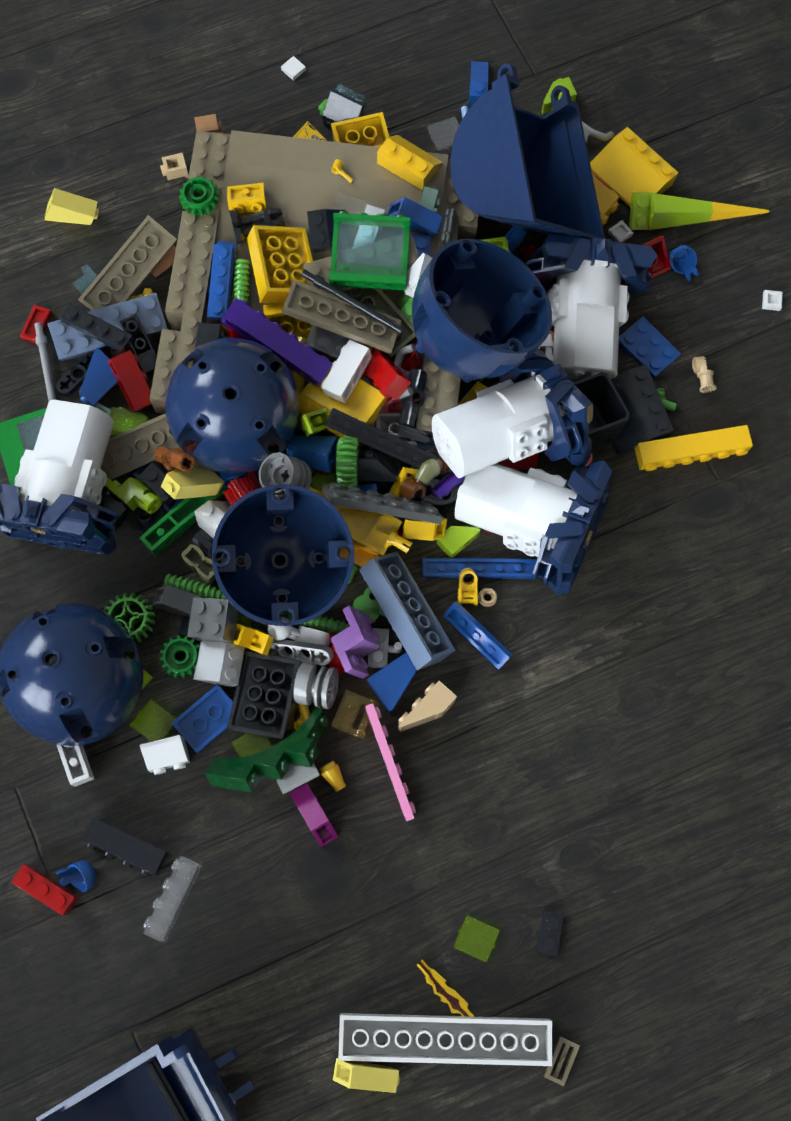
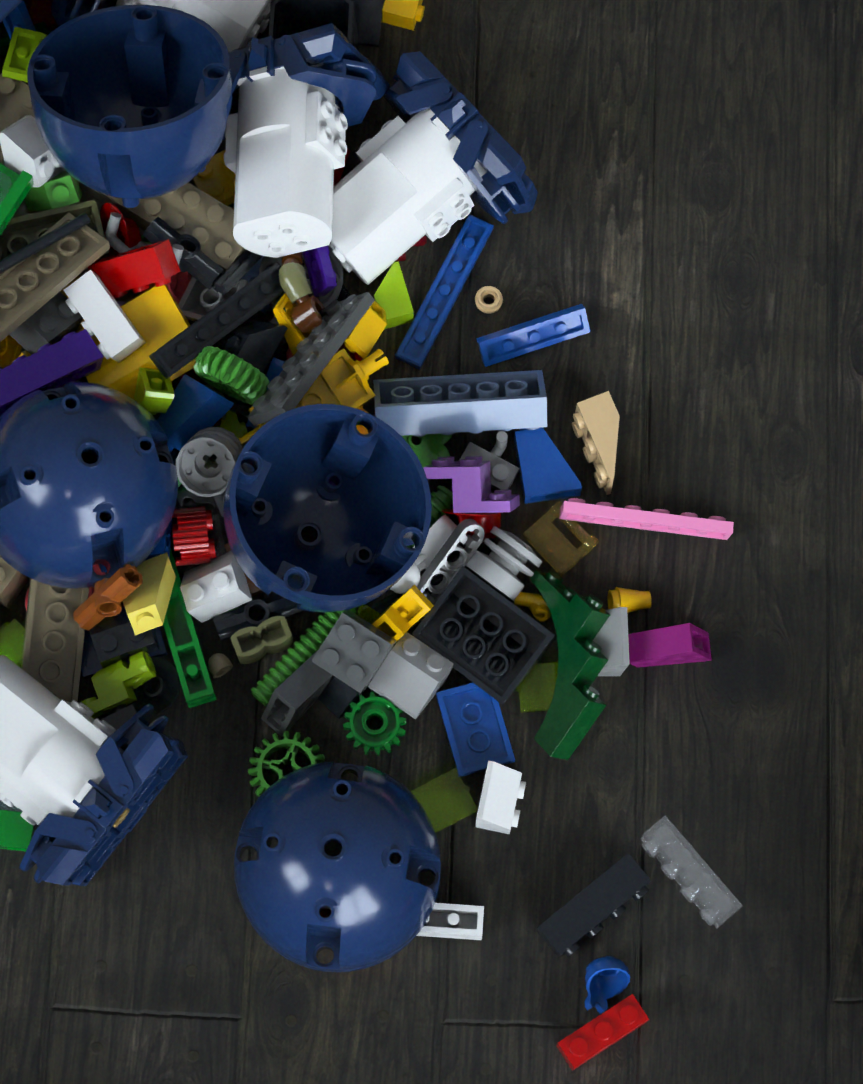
camera: 60 degrees left, 0 degrees up
(176, 547) = (219, 665): none -> dark tan hinge
(468, 590) = (470, 318): yellow piece -> none

